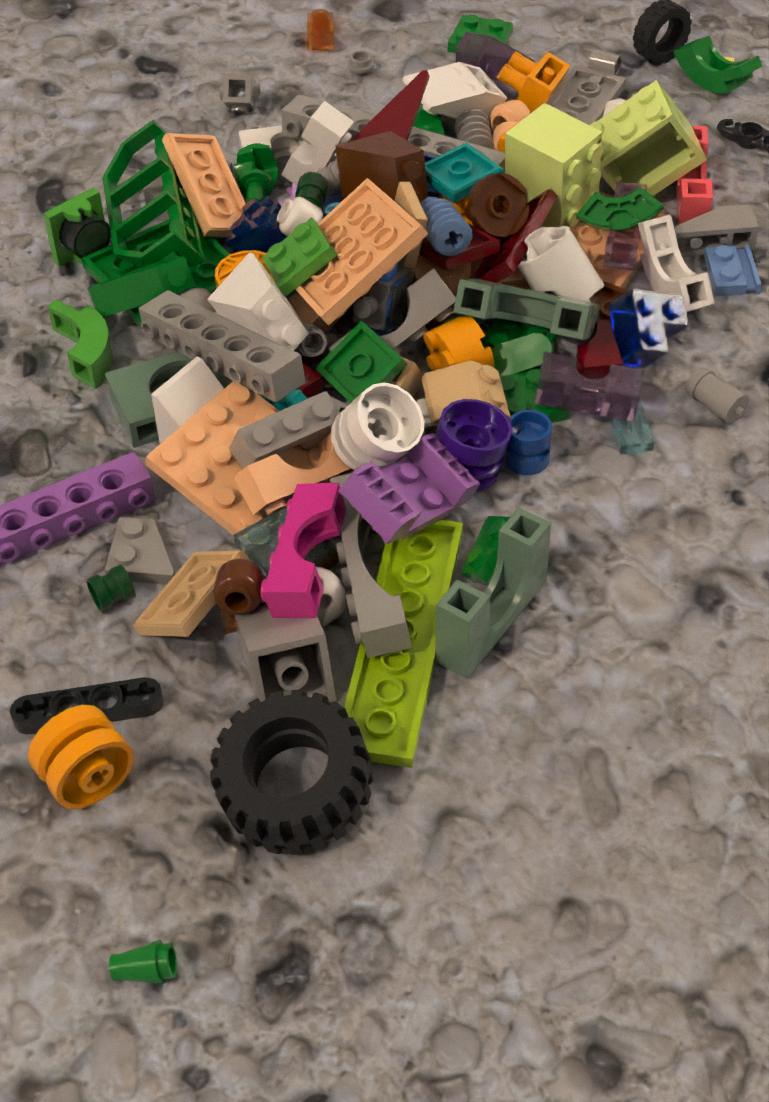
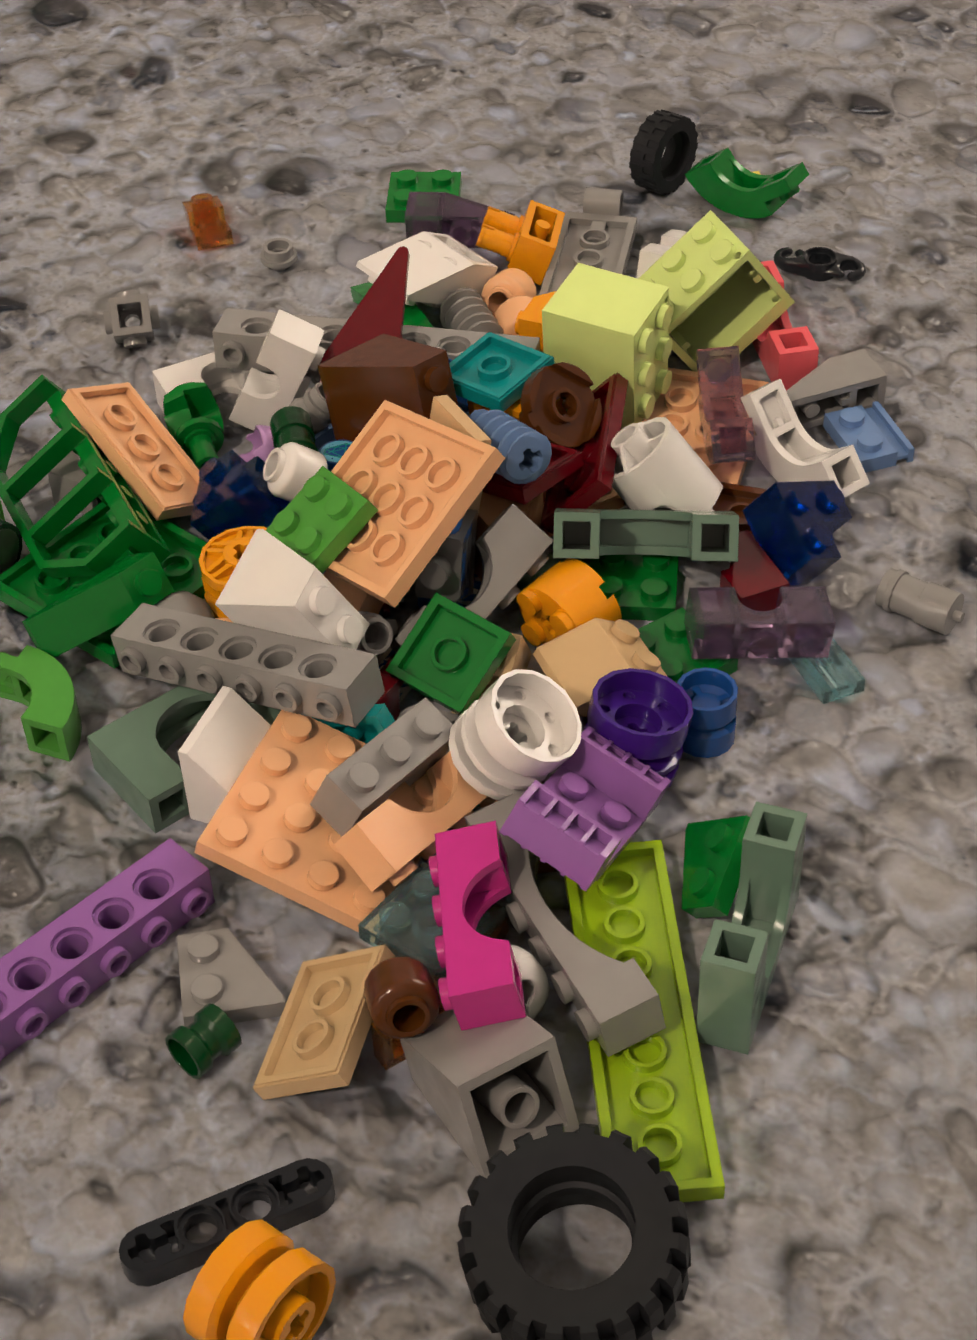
camera: 15 degrees left, 5 degrees down
(521, 353) = (653, 595): green tile -> none
(619, 213) = (711, 388): green tile -> none

